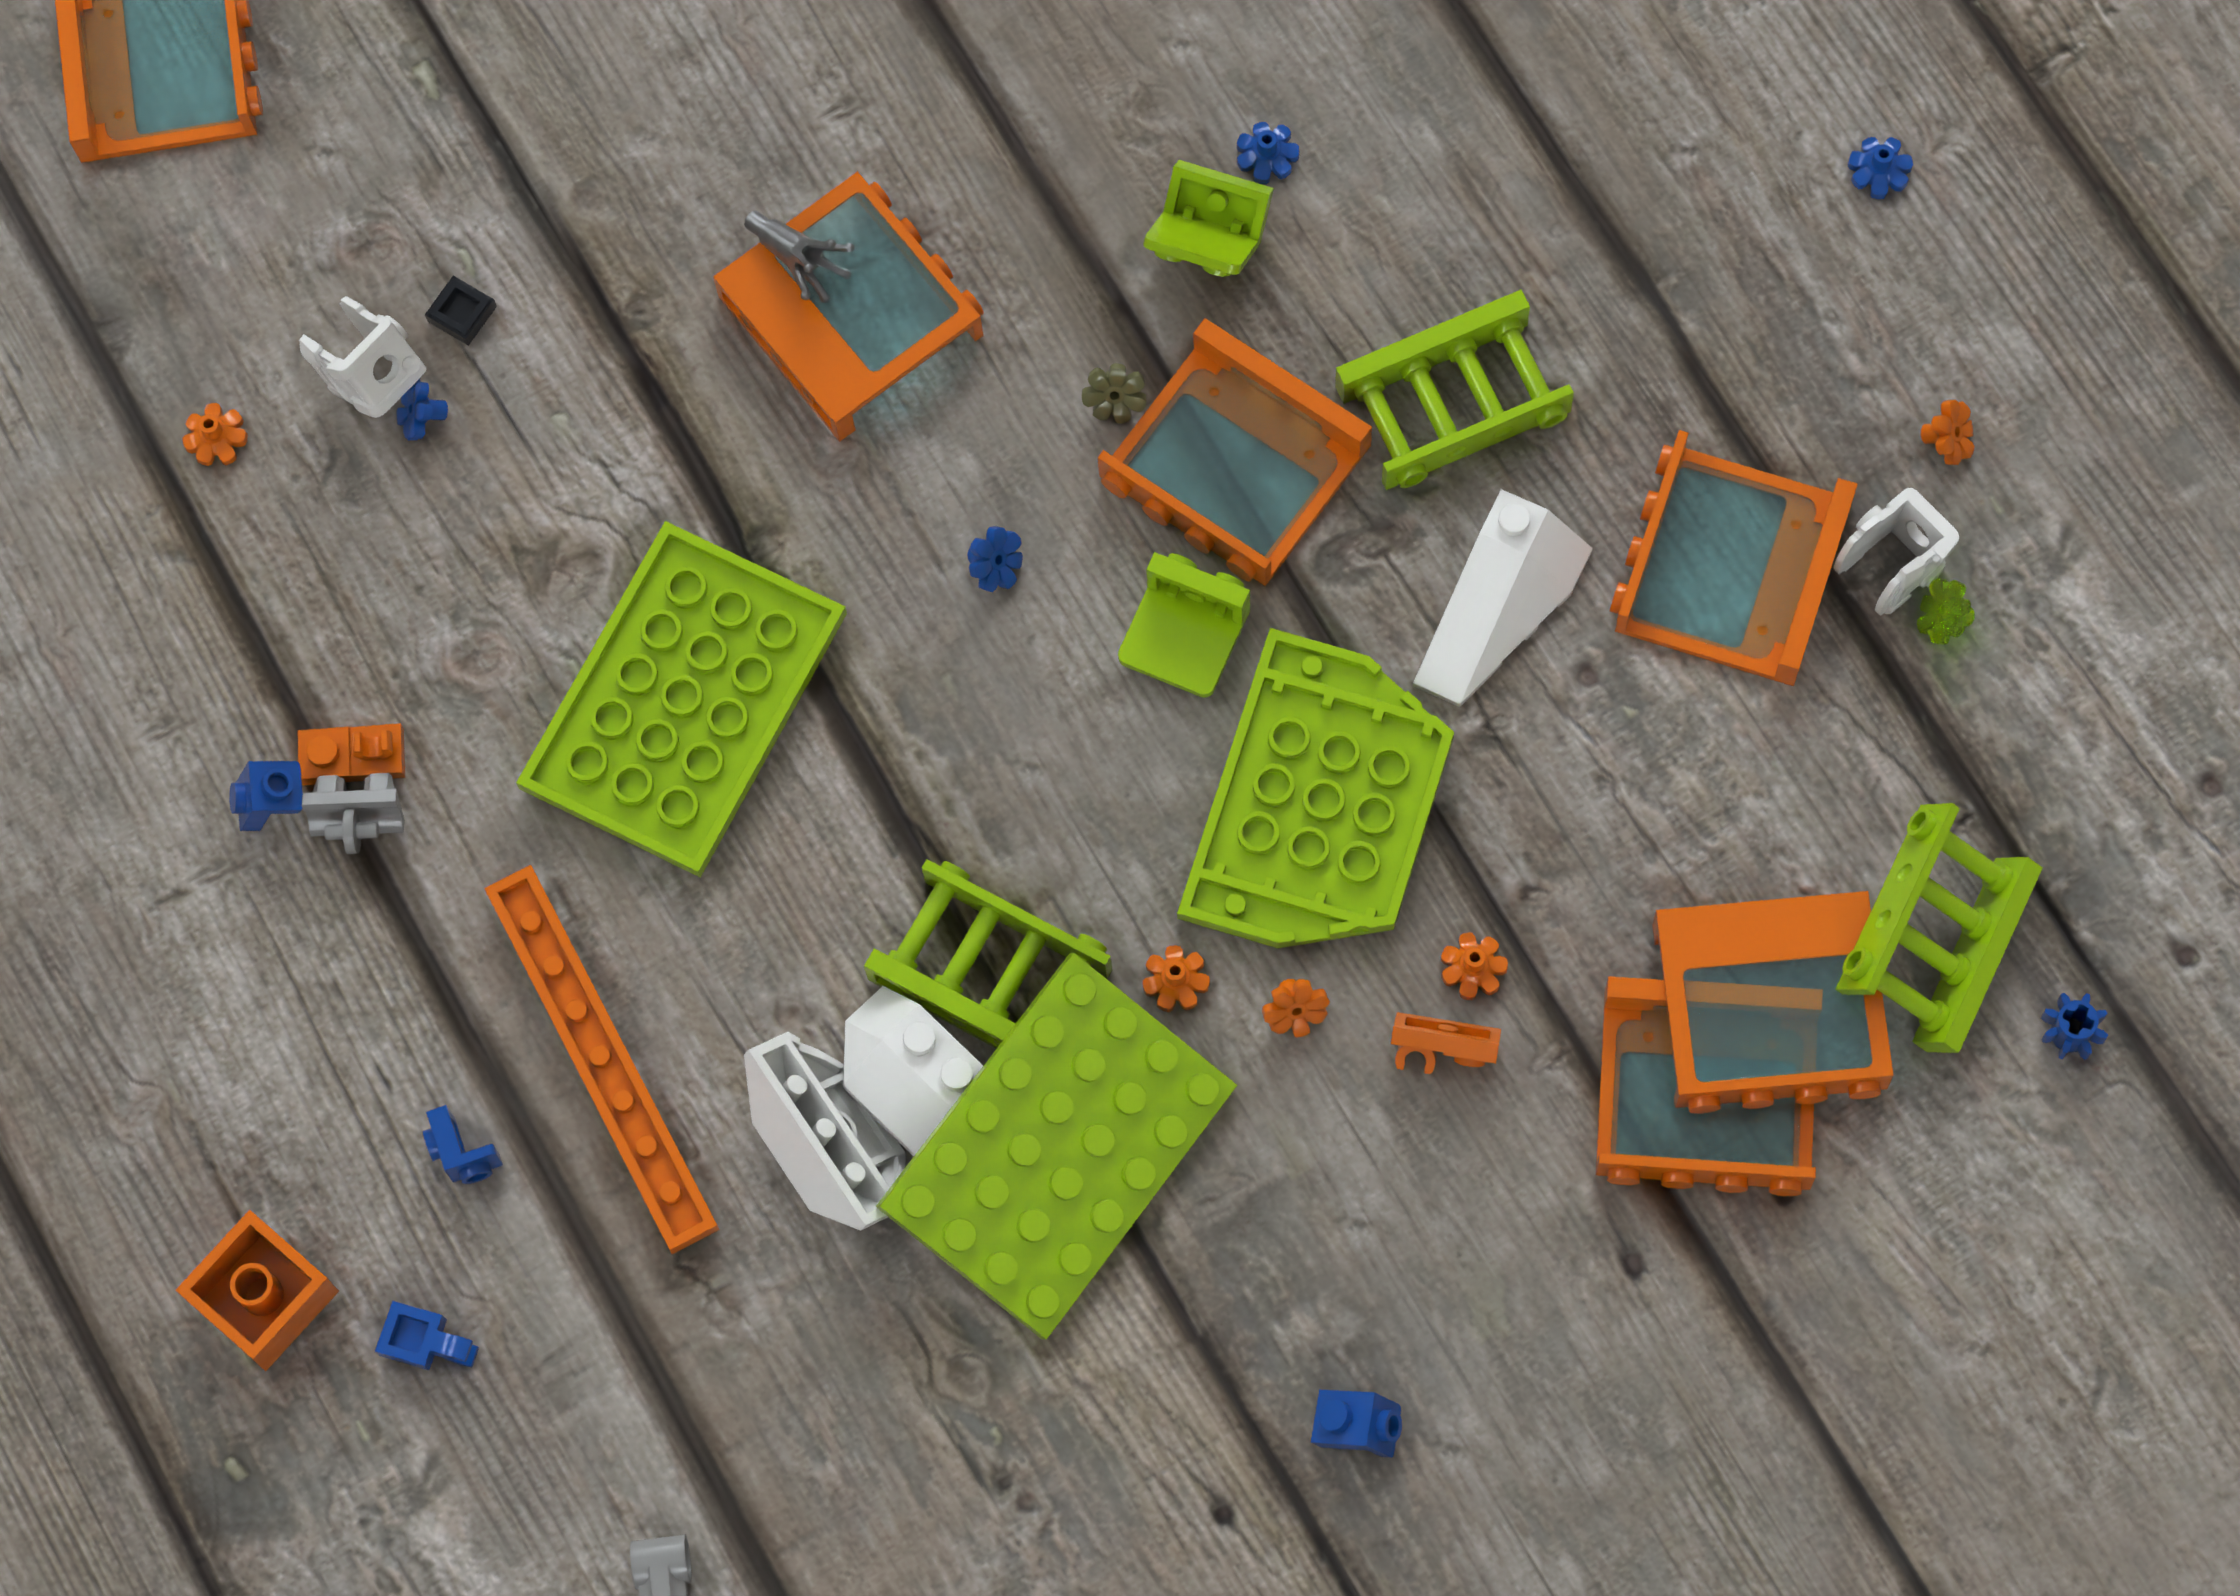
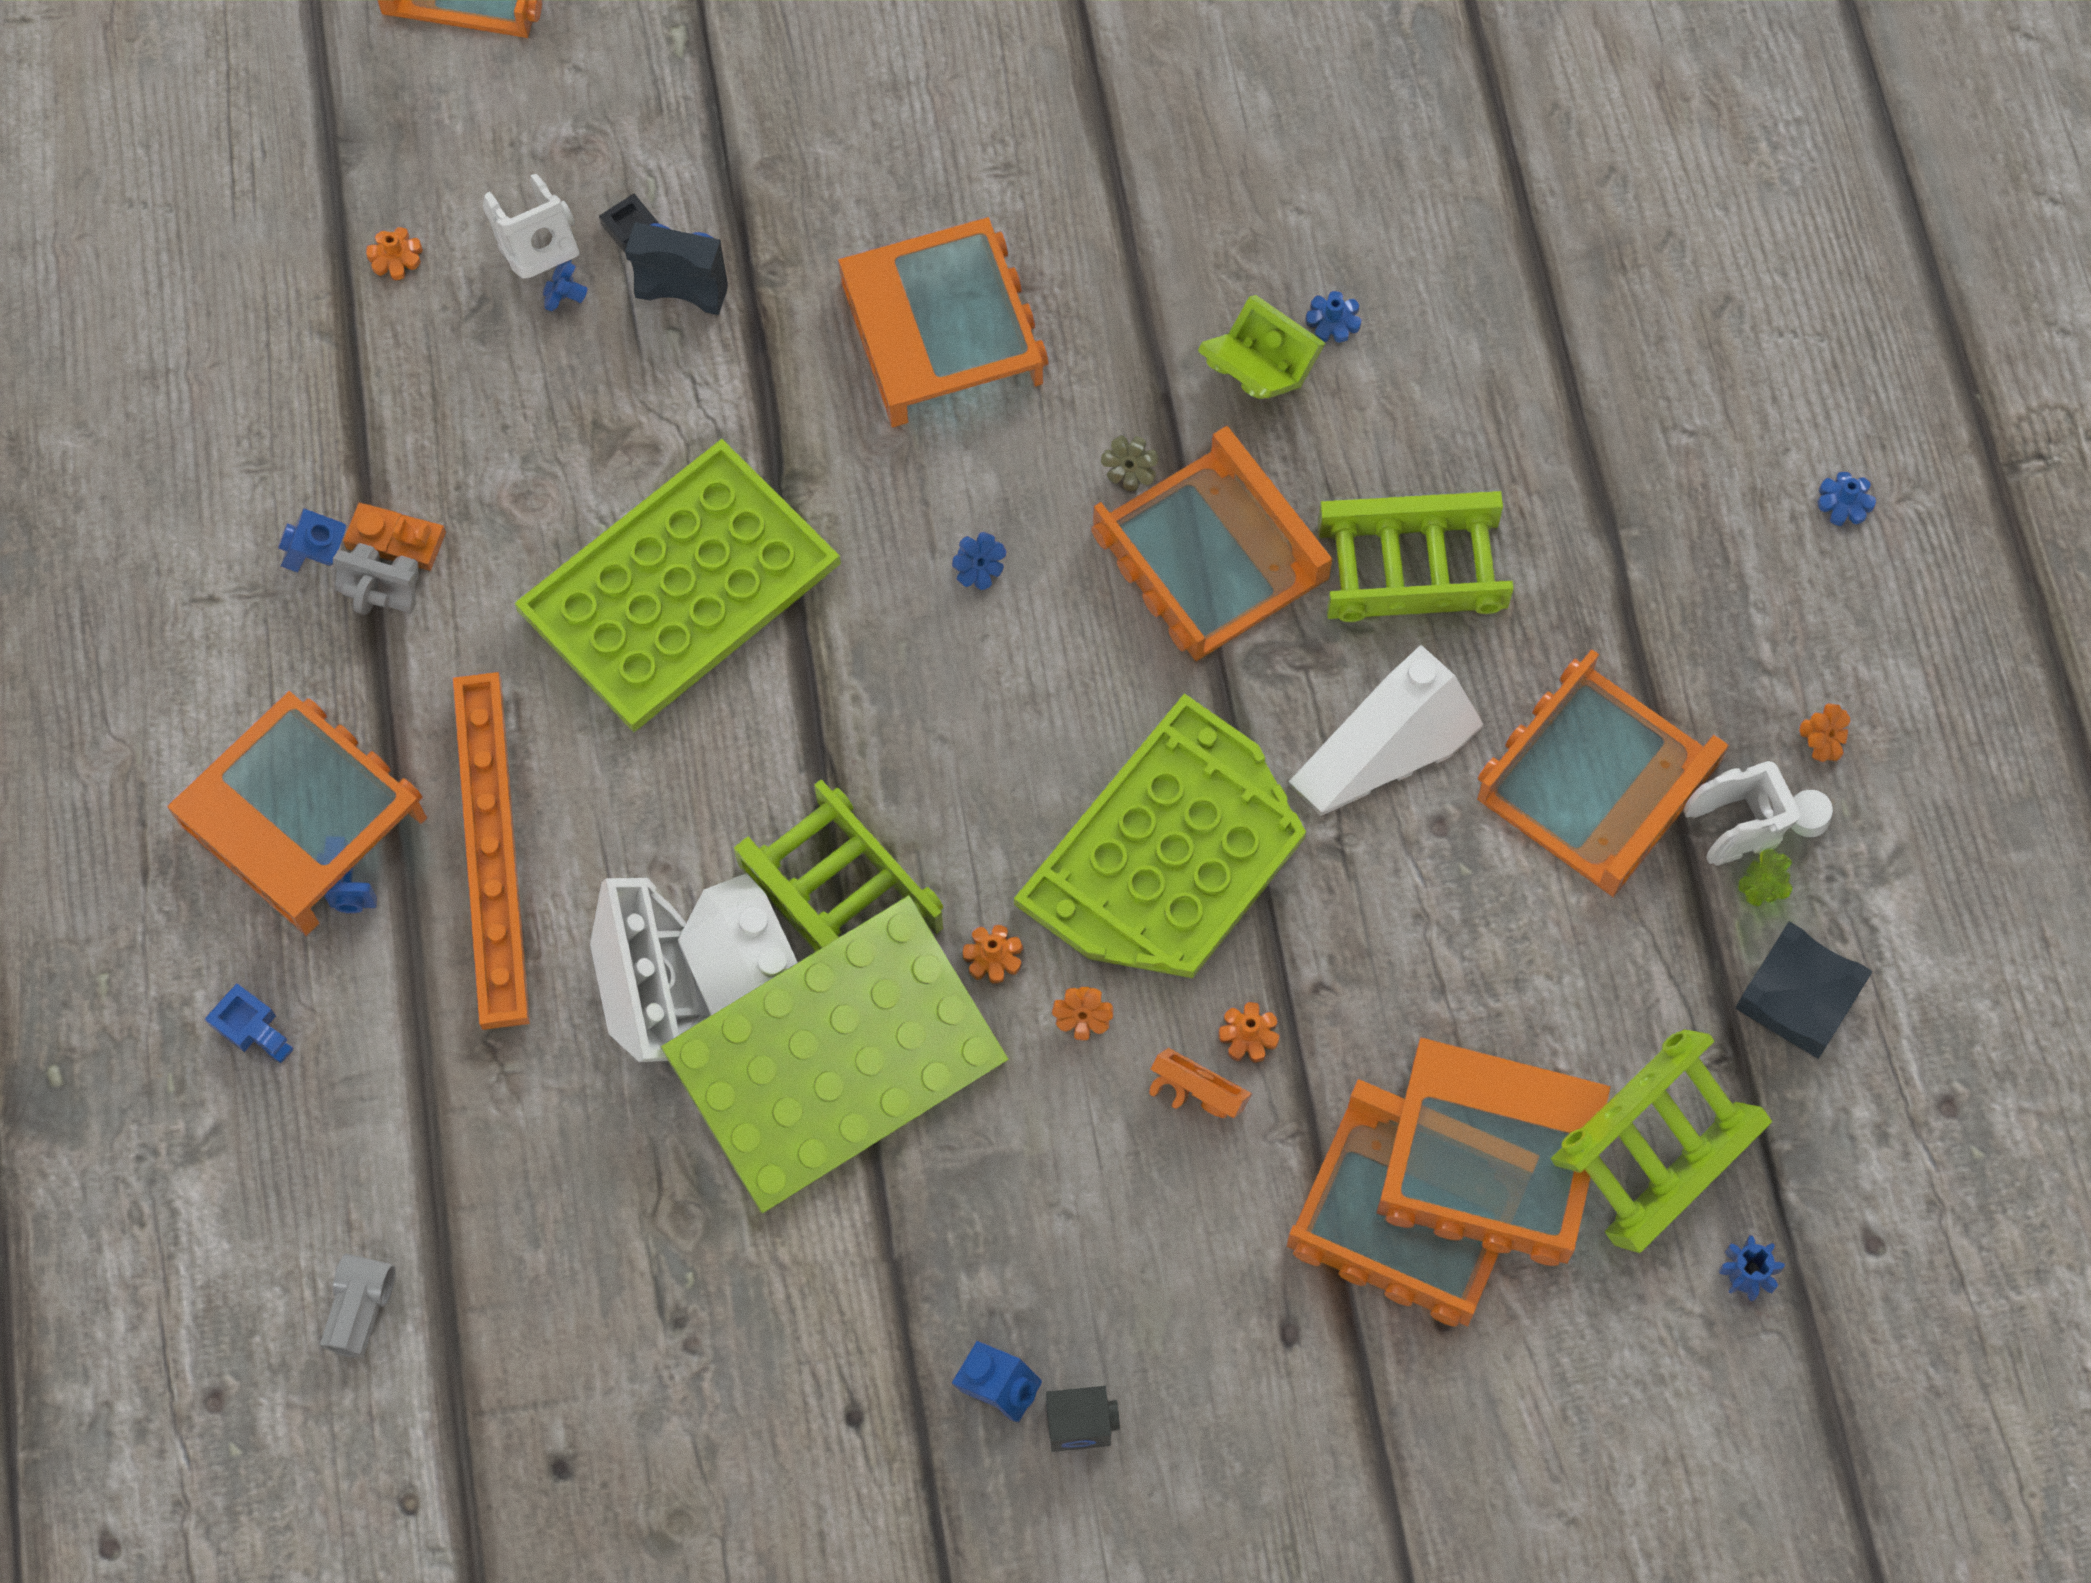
camera: 15 degrees right, 5 degrees down
(257, 1290) = (129, 934): orange brick -> none
(375, 1090) = (294, 807): none -> panel
(541, 345) = (677, 266): none -> black brick
(798, 252) = (913, 261): flat silver piece -> none
(1185, 625) = (1115, 667): lime bracket -> none
(1457, 1429) = (1081, 1418): none -> pearl dark grey brick
(1970, 522) = (1814, 813): none -> white piece
(2024, 717) = (1803, 990): none -> black brick

